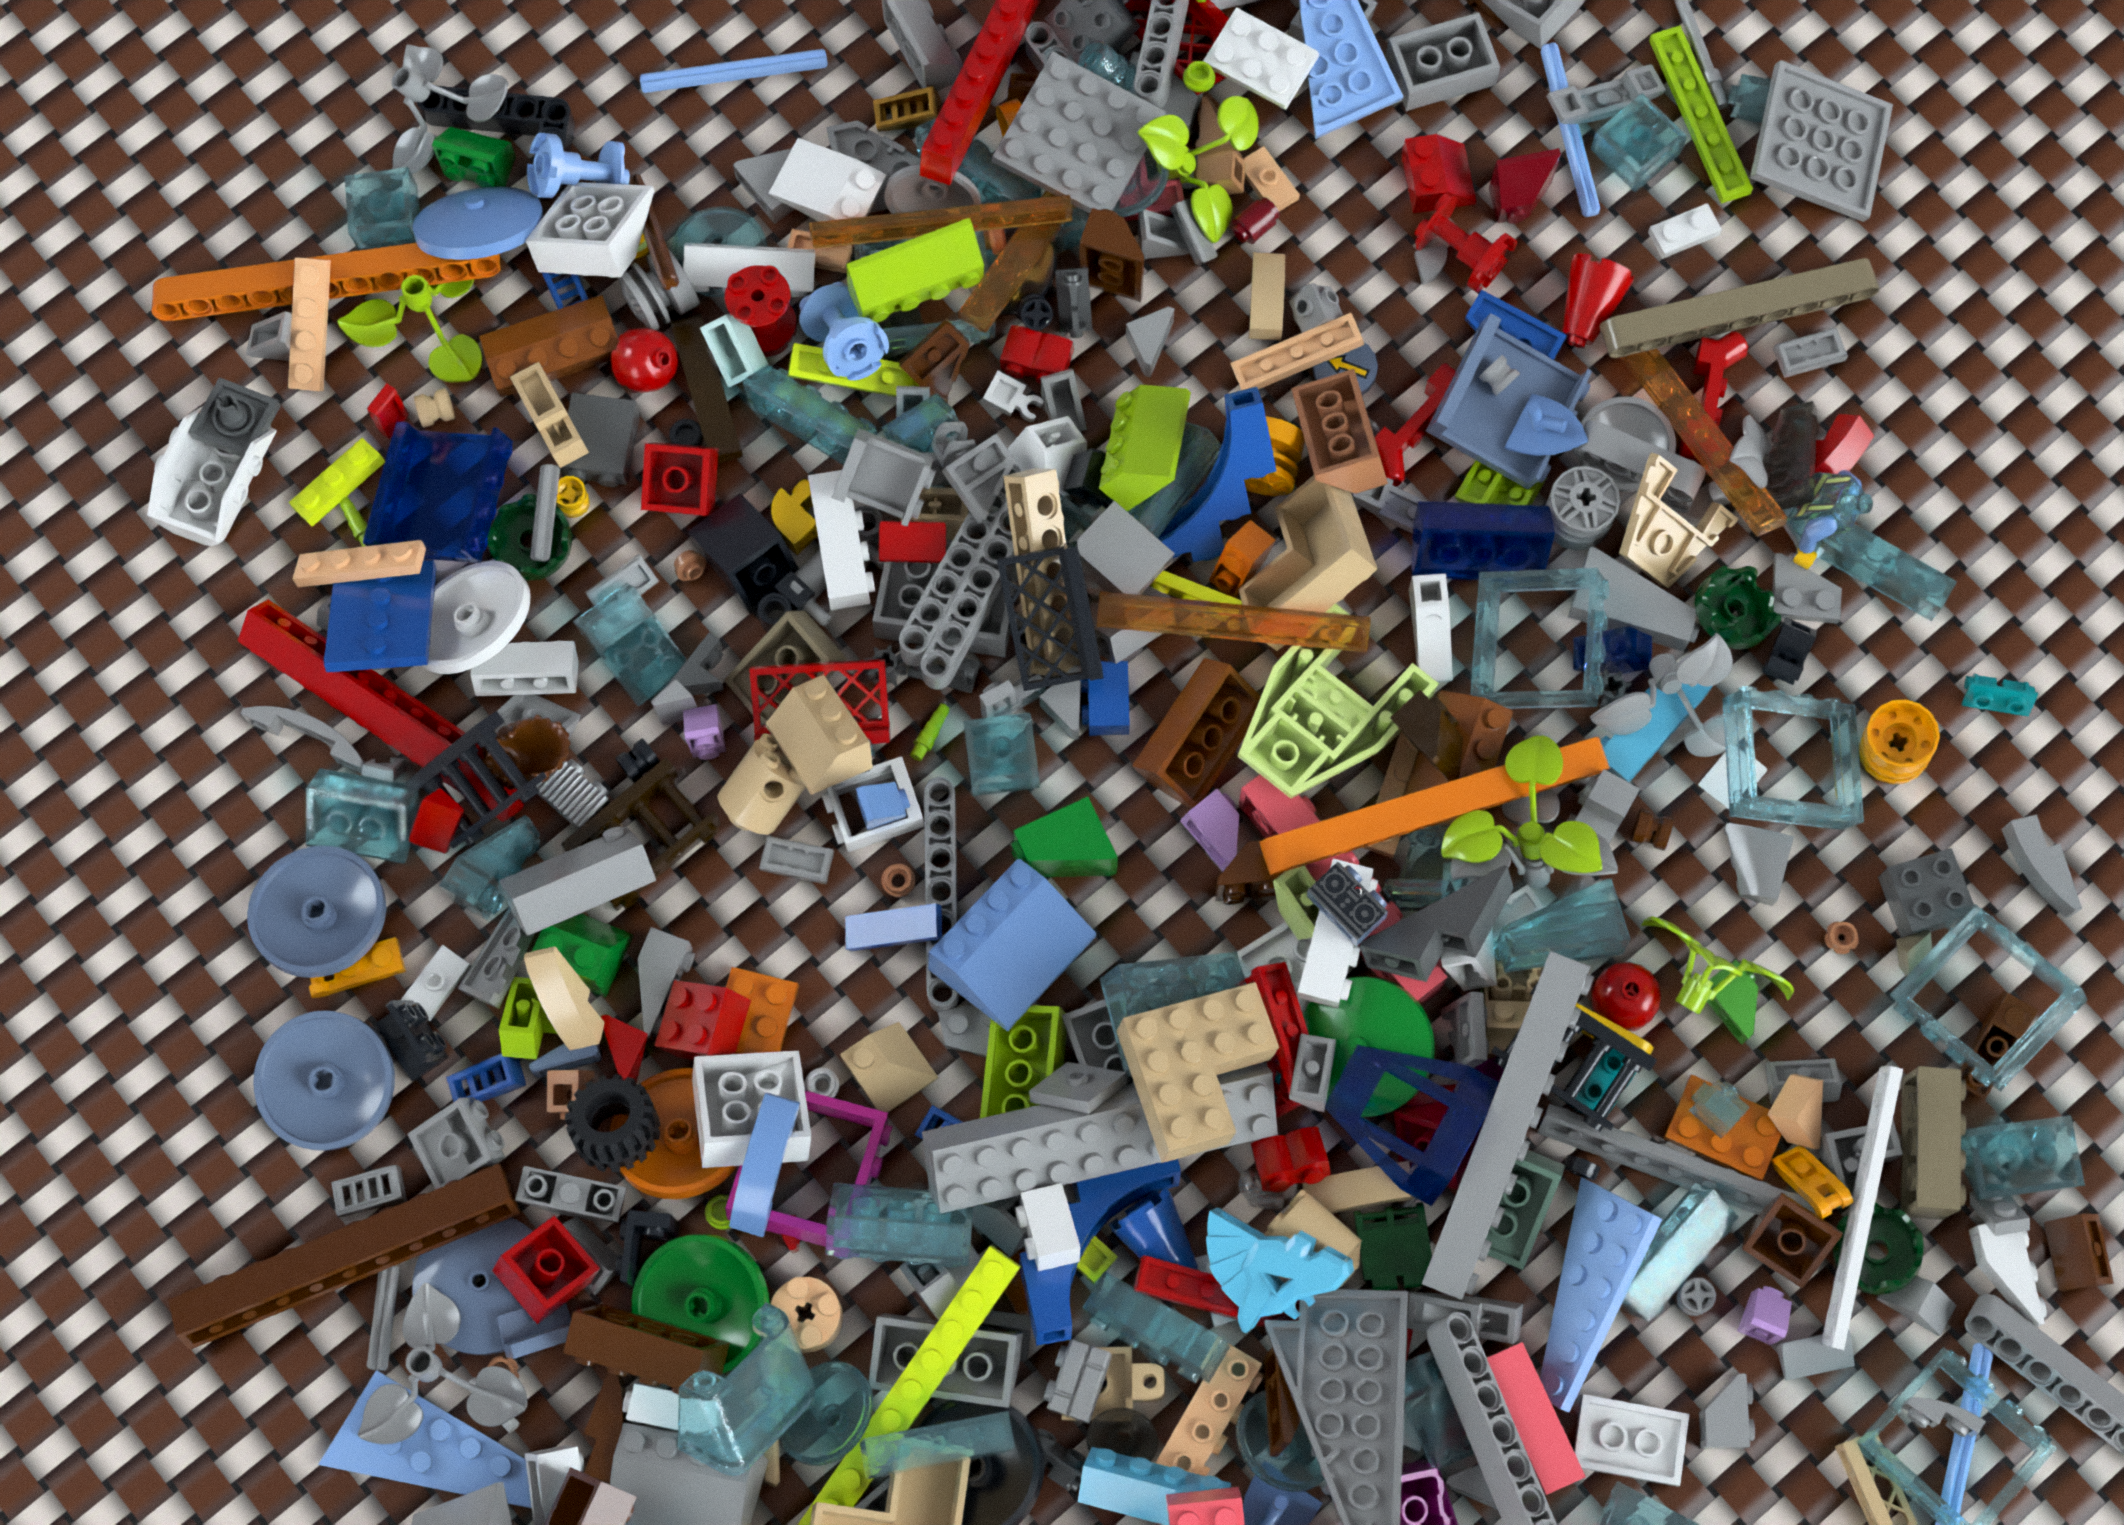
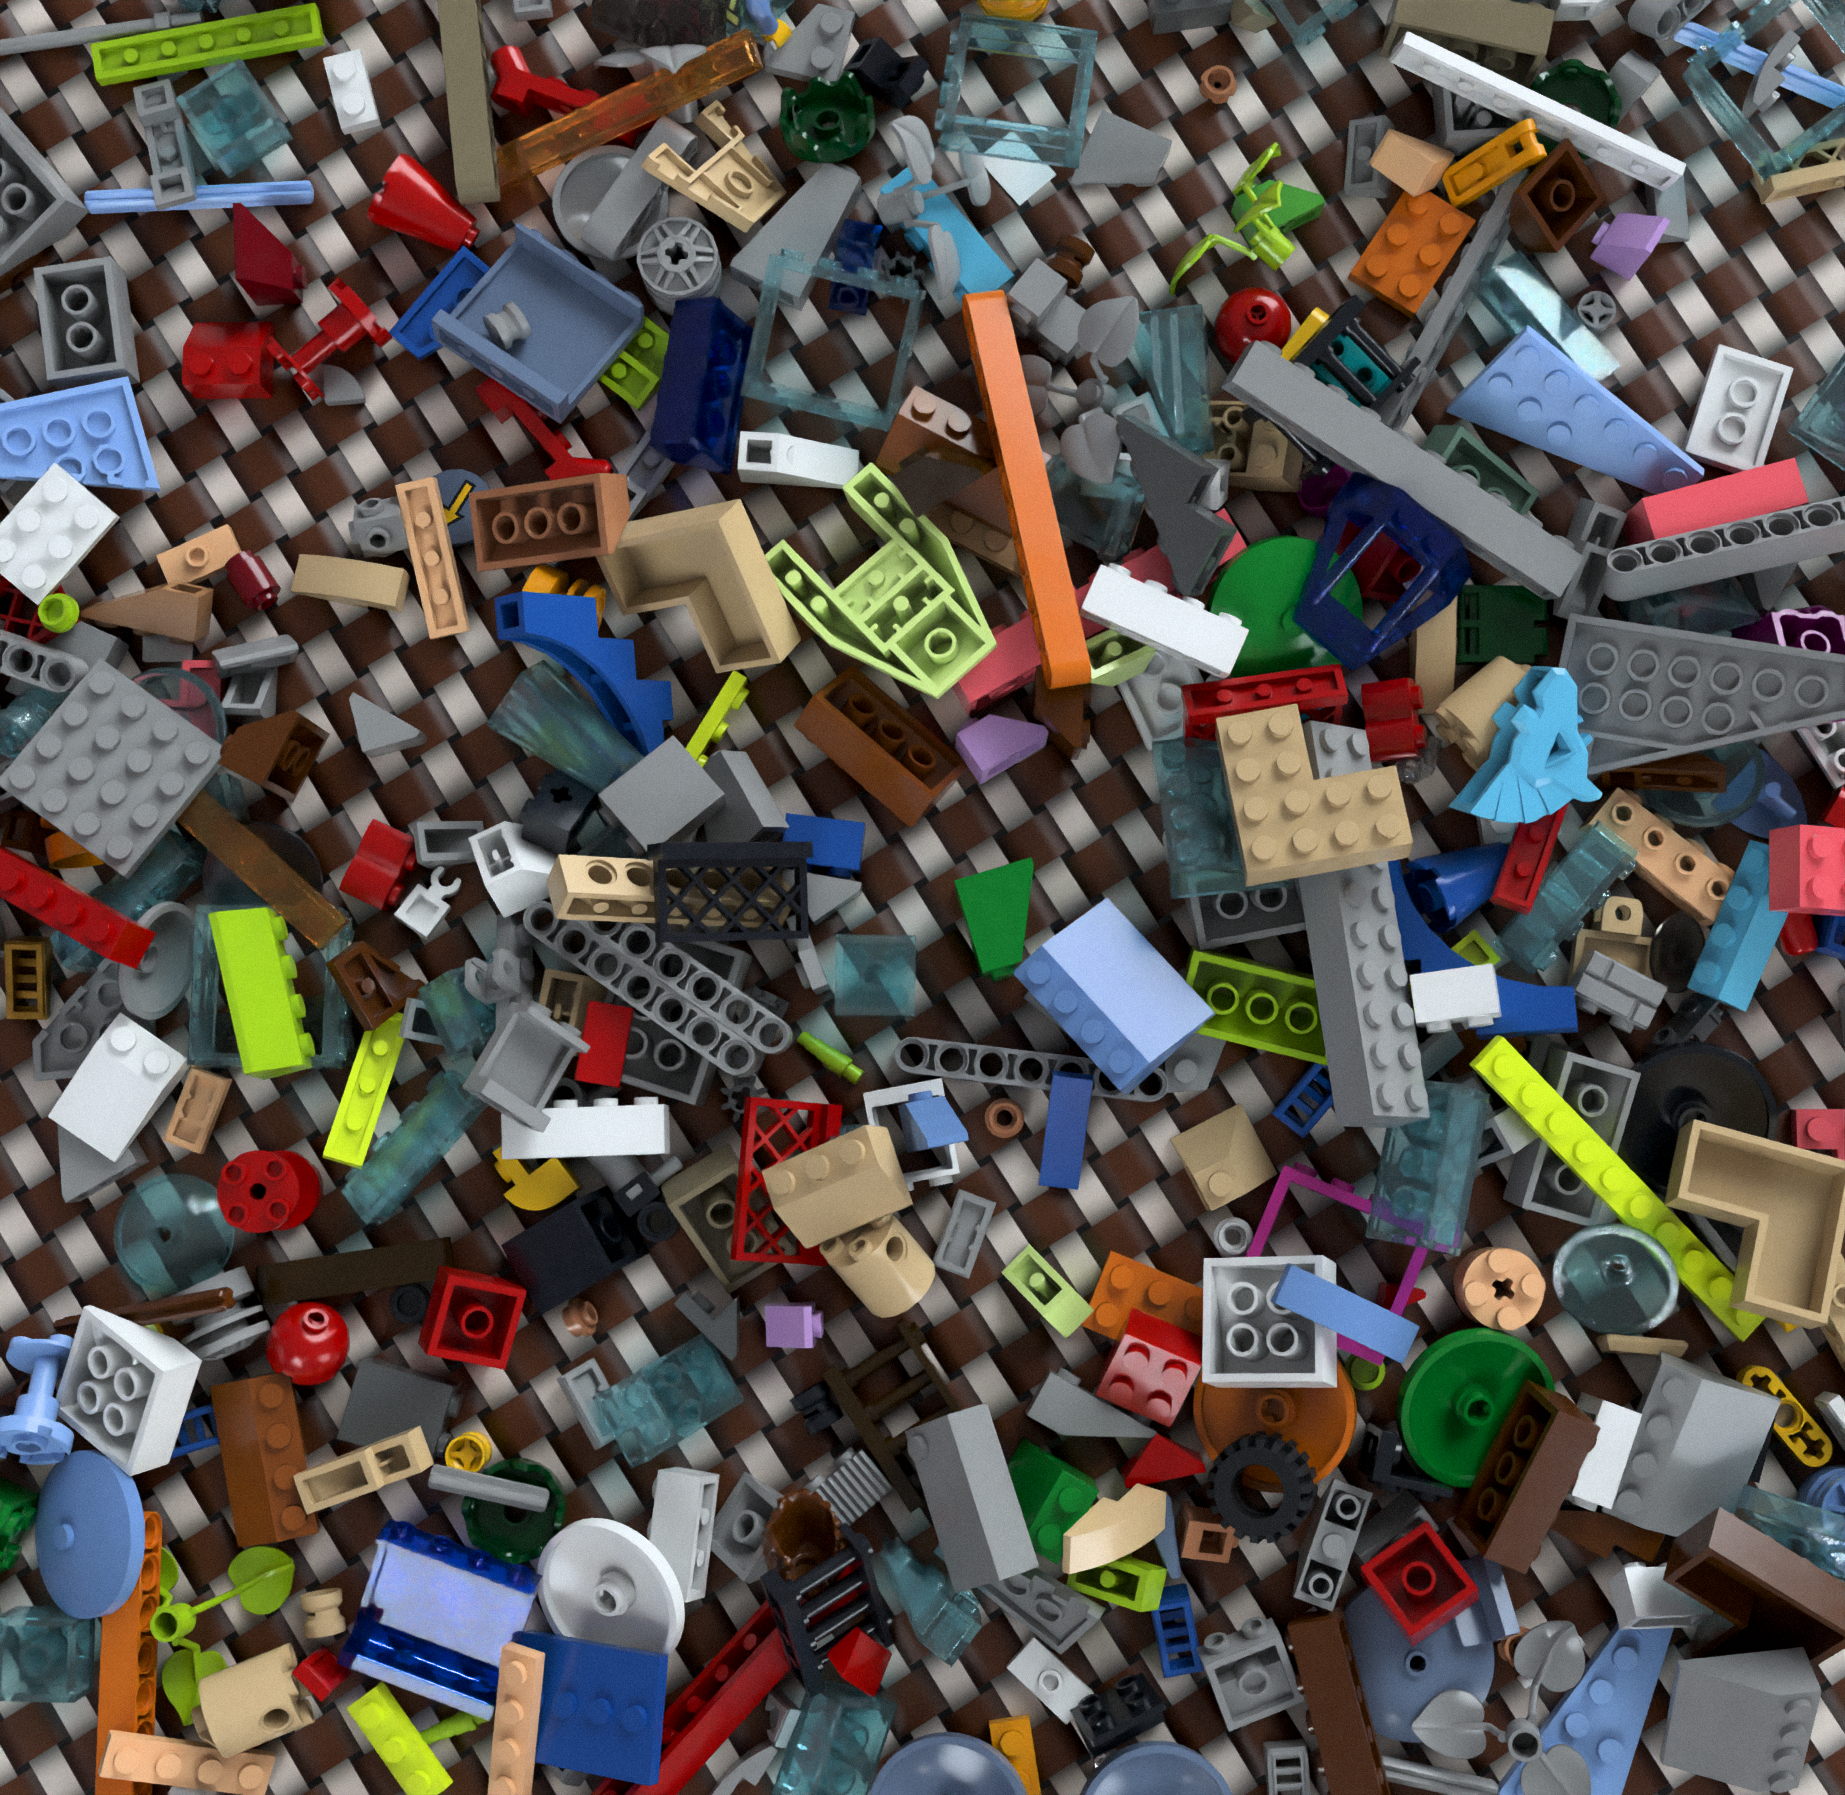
camera: 80 degrees left, 10 degrees up
(359, 362) = (252, 1702): none -> tan cylinder
(671, 703) = (756, 1356): light grey slope -> none
(714, 263) = (199, 1228): white brick -> none
(733, 348) = (316, 1230): light aqua brick -> none
(741, 1416) = (1645, 1383): clear light blue windscreen -> none
(755, 934) = (1047, 1291): none -> yellowish green slope
(851, 342) = (337, 1082): light blue piece -> none
(918, 223) = (198, 953): clear orange tile -> none
(937, 1445) = (1696, 1156): clear light blue brick -> none
(979, 475) = (540, 949): light grey wing -> none
(995, 240) = (224, 892): nougat plate -> none
(1039, 316) = (337, 853): black wheel -> none
(1073, 301) = (321, 810): dark grey hinge -> none
(1078, 1087) = (1299, 941): light grey plate -> none
(1144, 443) = (526, 749): lime slope -> none
(1167, 141) = (147, 660): lime plant -> none
(1233, 621) = (769, 680): clear orange tile -> none
(1241, 558) = (681, 662): orange slope -> none
(1312, 1071) = (1316, 673): light grey slope -> none
(1348, 902) = (1142, 597): brick -> none
(1469, 1034) = (1279, 500): light grey wing -> none
(1546, 429) = (581, 285): medium blue shield -> none
(1570, 848) = (1078, 445): lime plant -> none
(1581, 1167) = (1439, 408): black tile -> none
(1718, 1106) = (1399, 246): clear light blue brick -> none
(1725, 1418) = (1724, 306): light grey slope -> none

